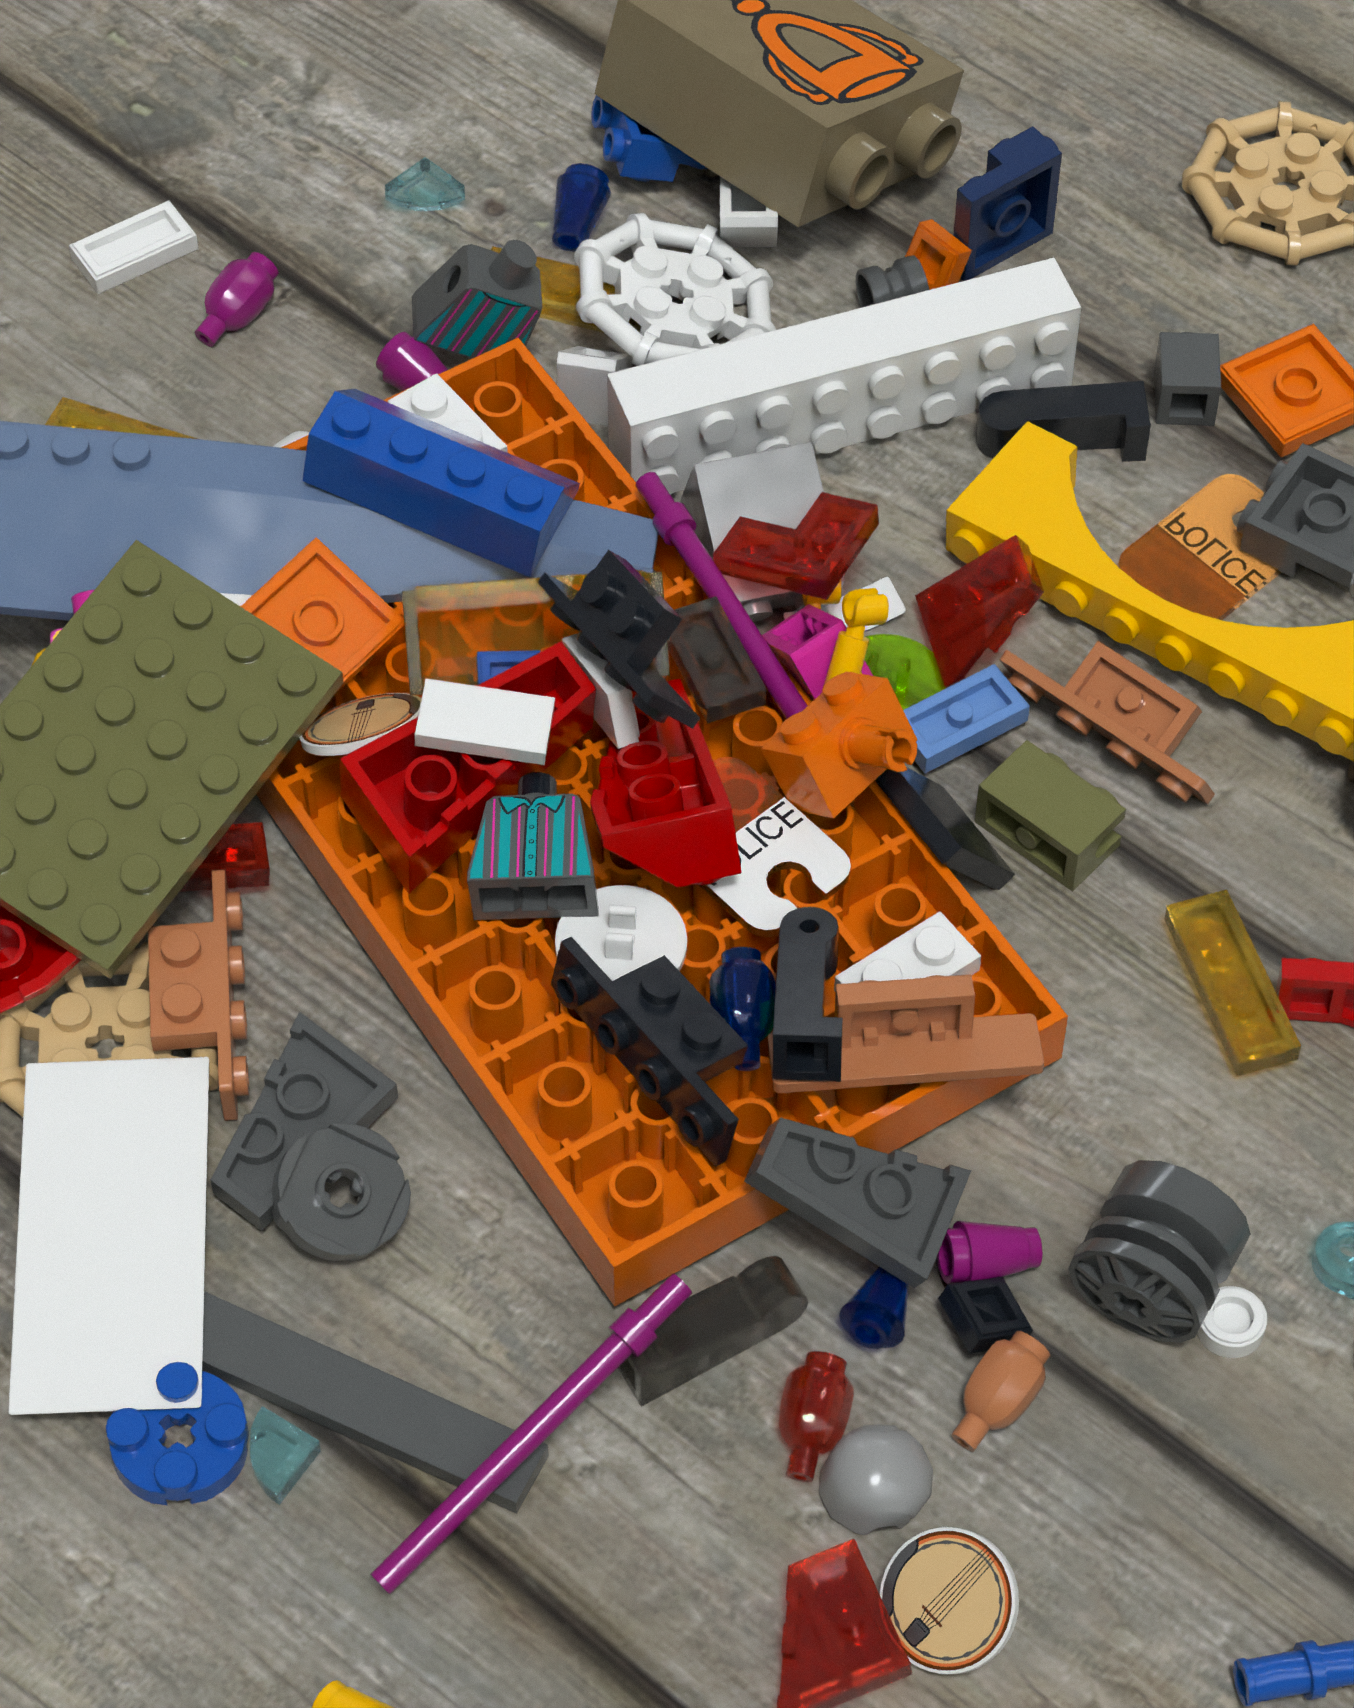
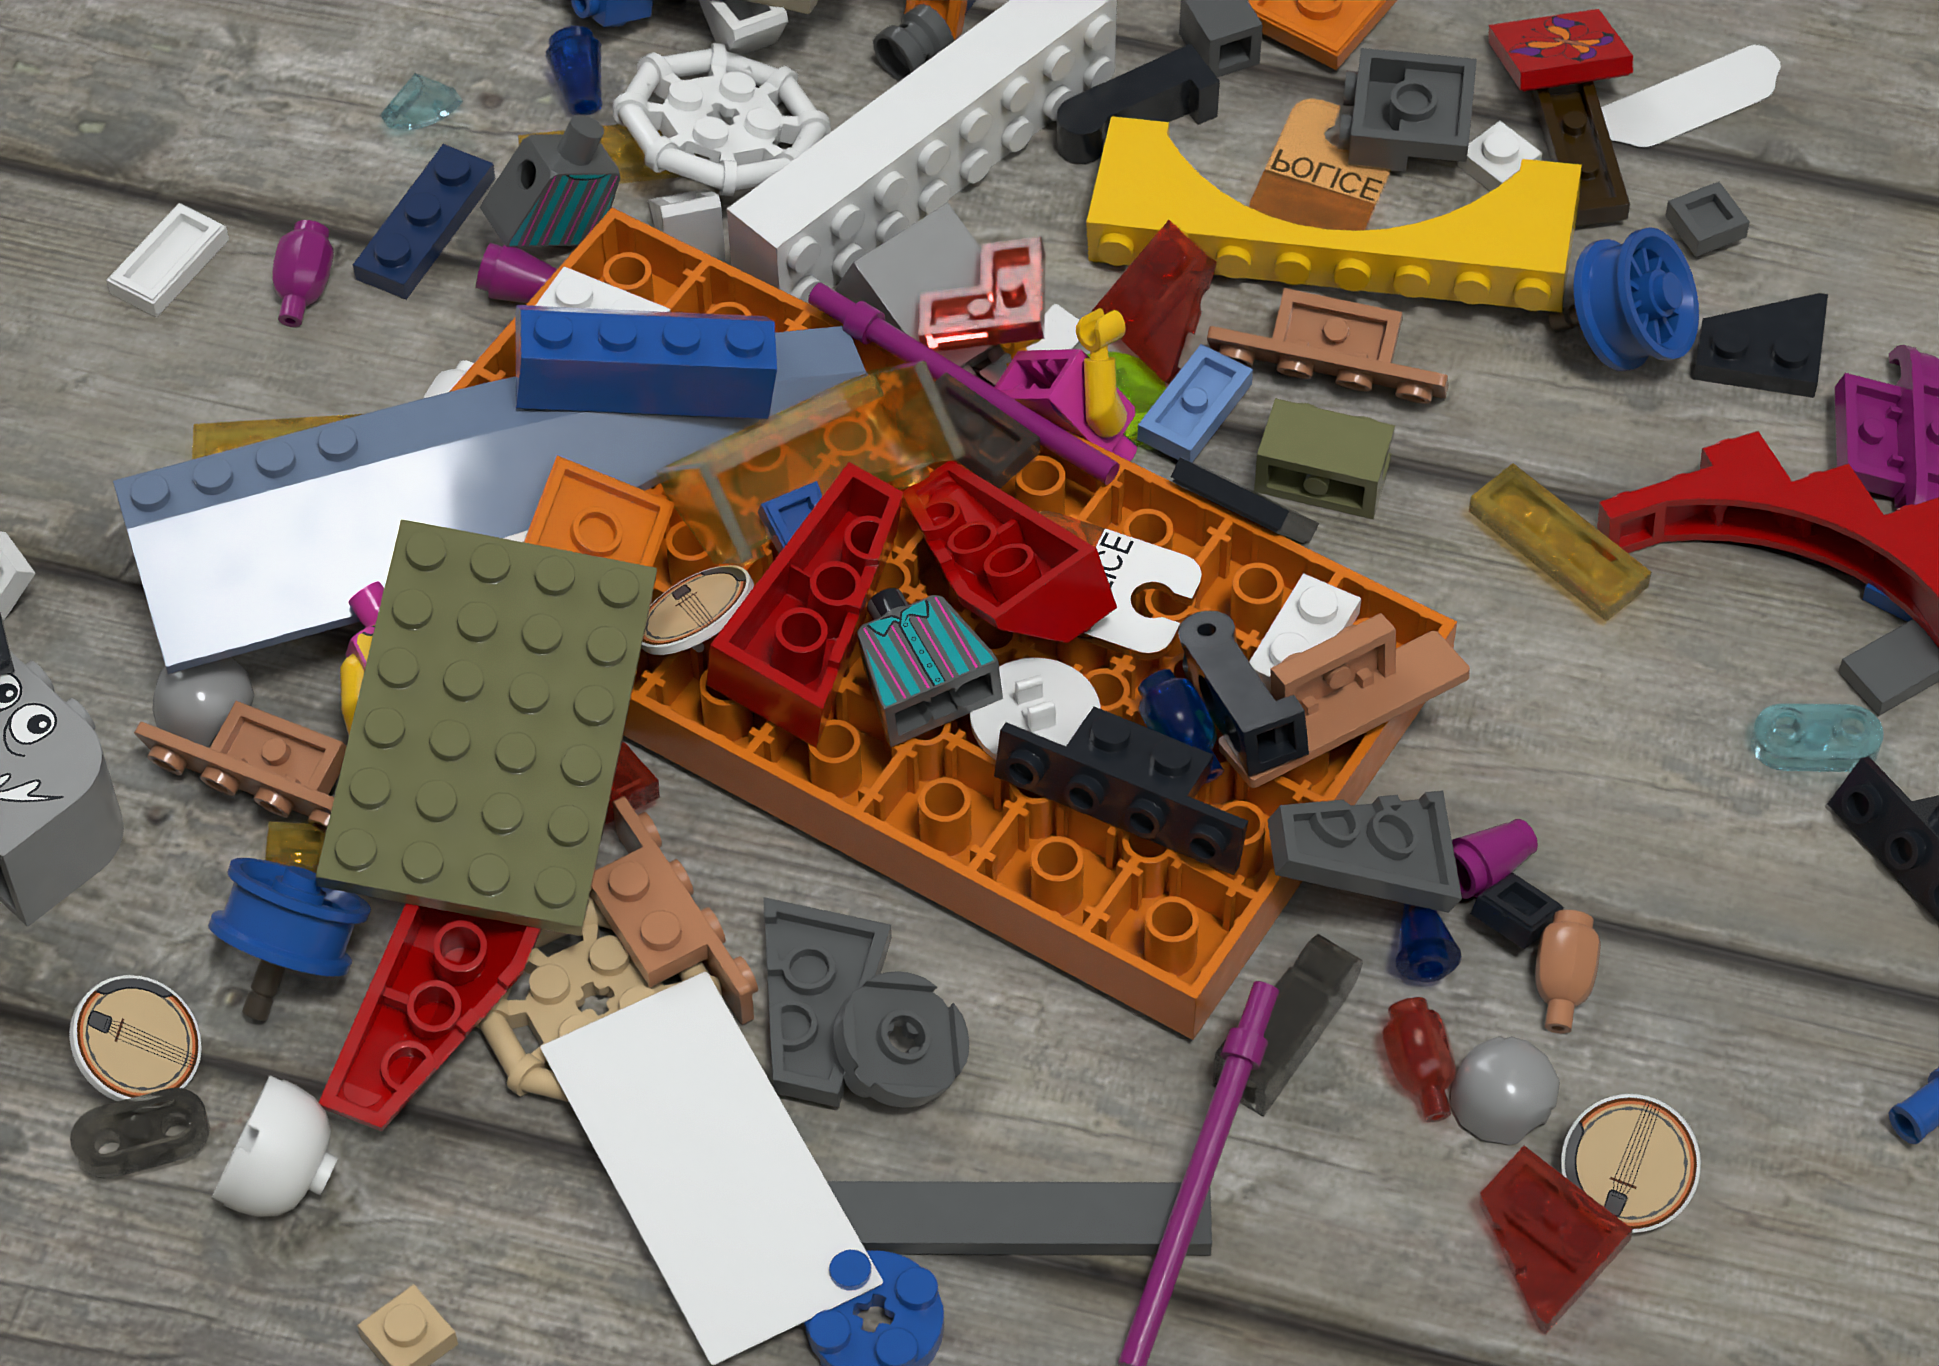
camera: 25 degrees left, 0 degrees up
(279, 1453) = (972, 1294): clear light blue tile -> none
(364, 294) = (424, 221): none -> dark blue plate
(484, 721) = (826, 559): white tile -> none
(613, 702) = (924, 500): white tile -> none
(628, 626) = (912, 418): black bracket -> none
(841, 744) = (1142, 459): orange brick -> none
(1159, 1251) = (1642, 792): dark grey wheel -> none
(1234, 1323) = (1720, 831): white tile -> none

